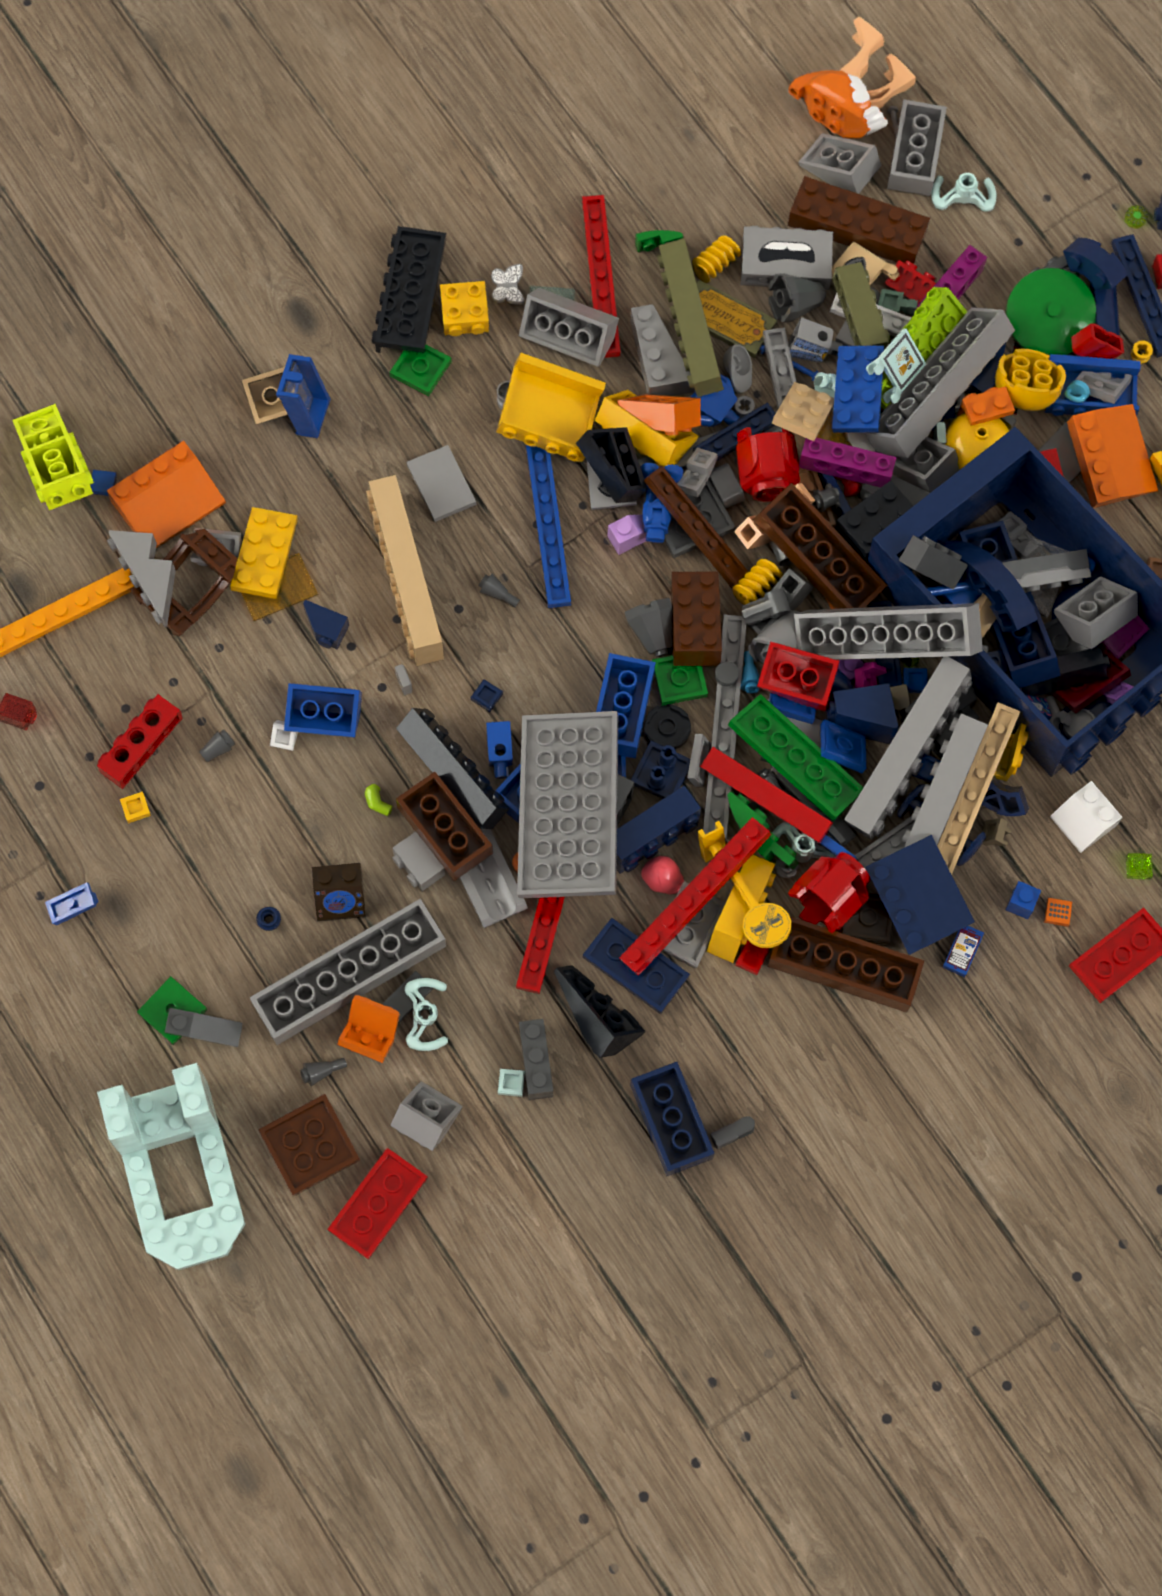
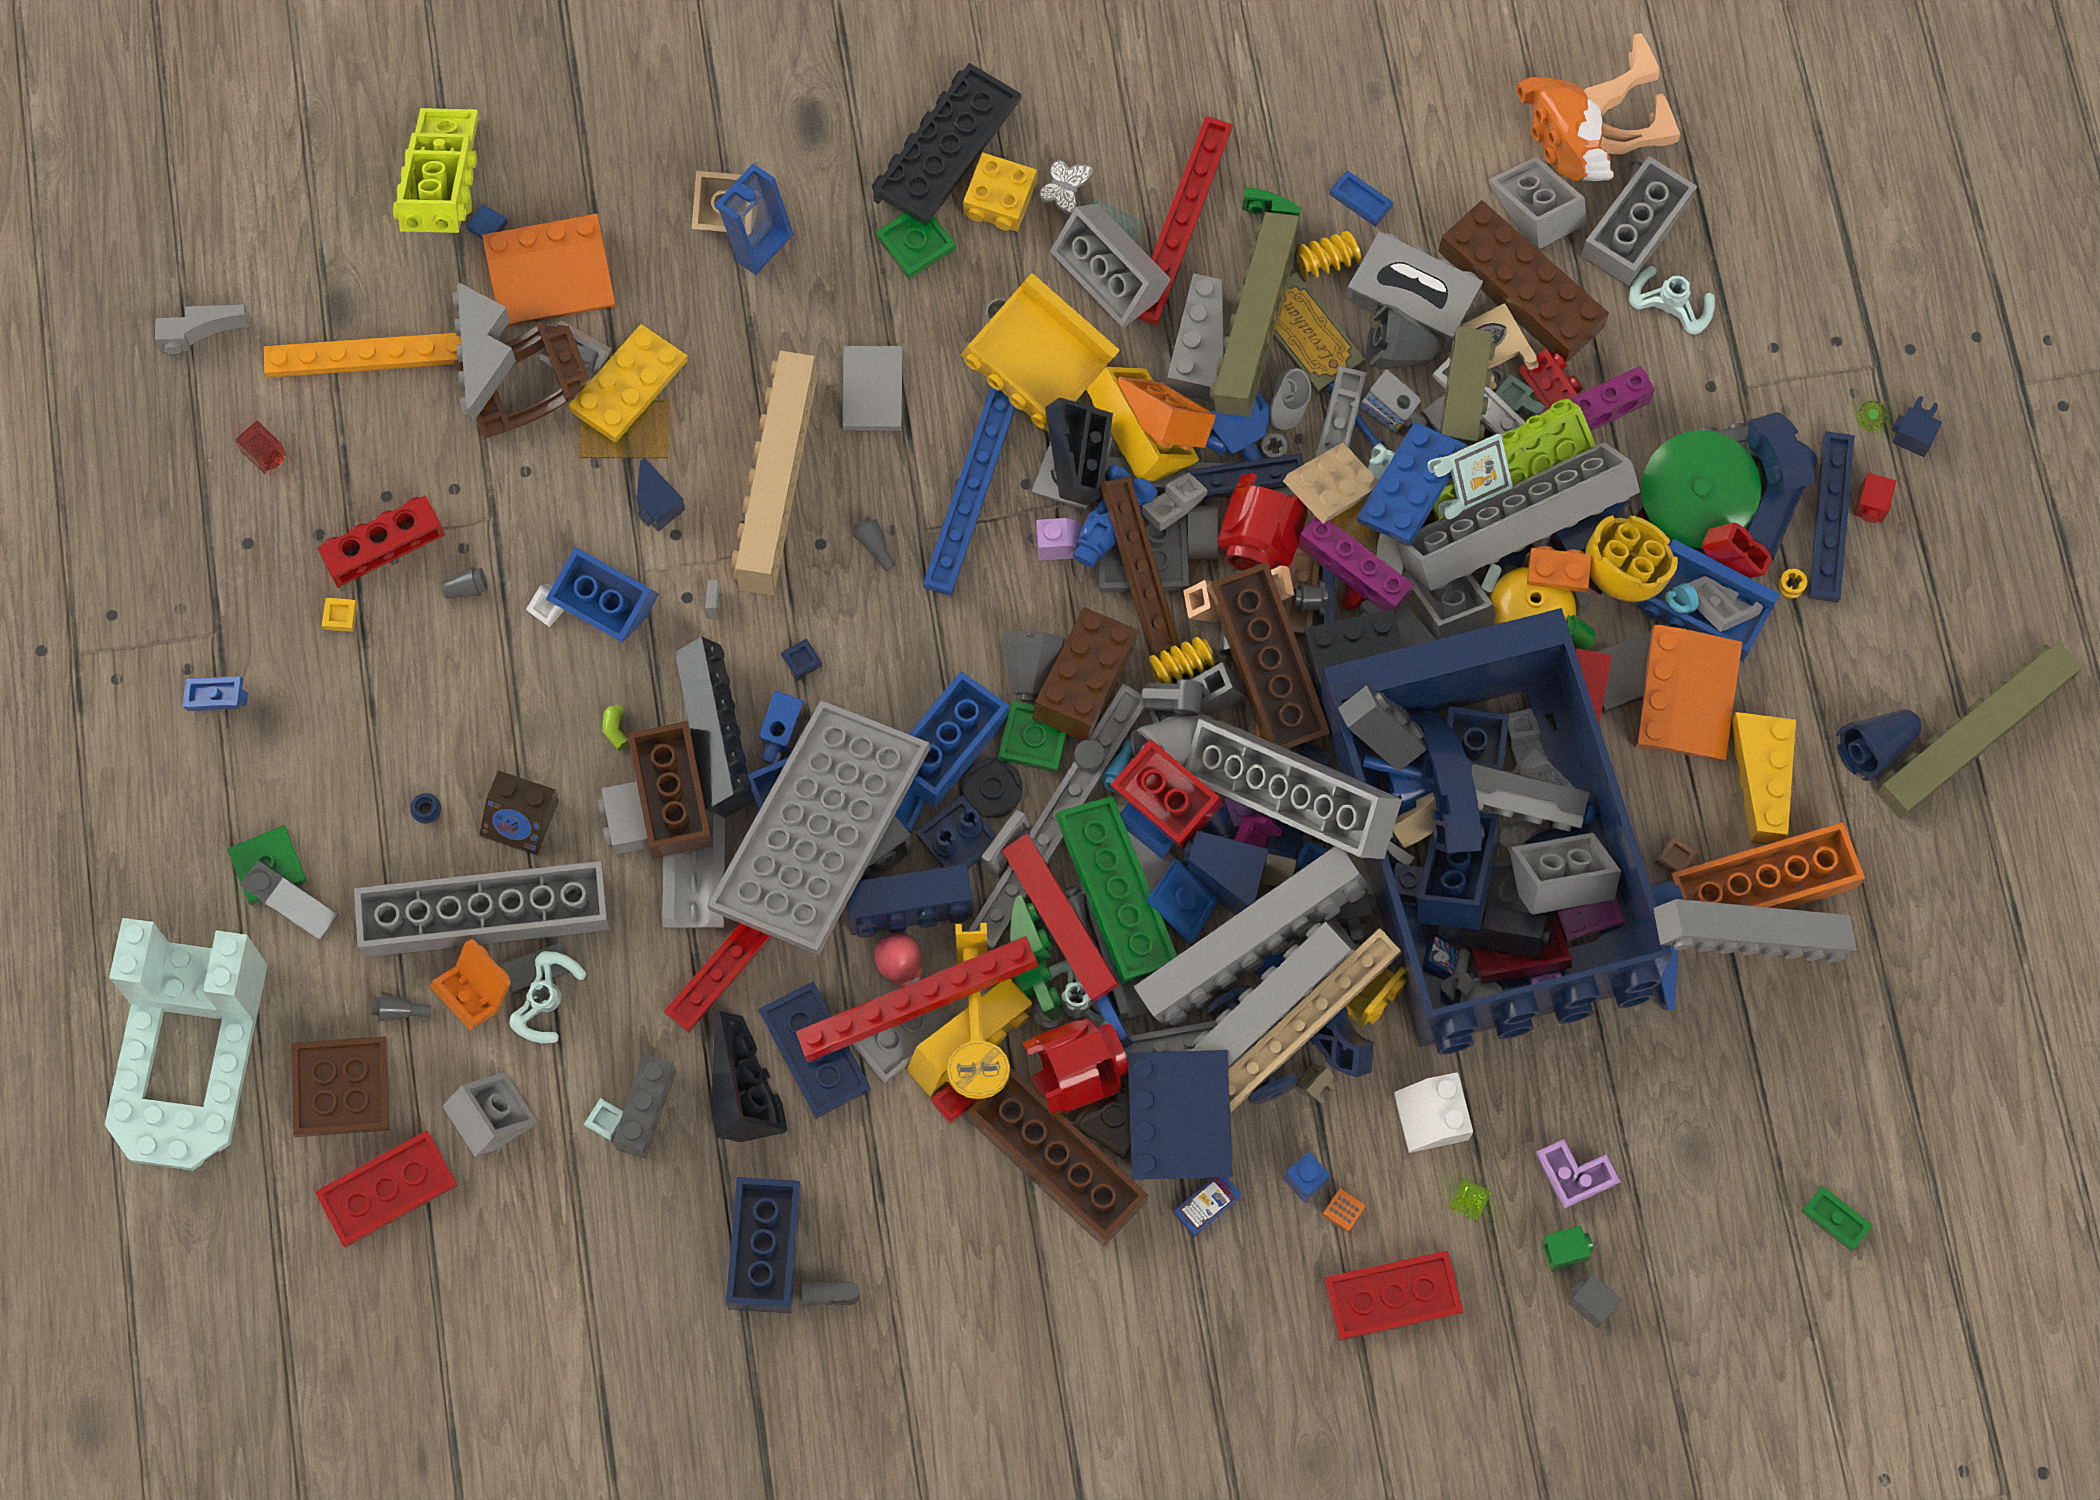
camera: 25 degrees right, 0 degrees up
(717, 210) = (1361, 198): none -> blue tile

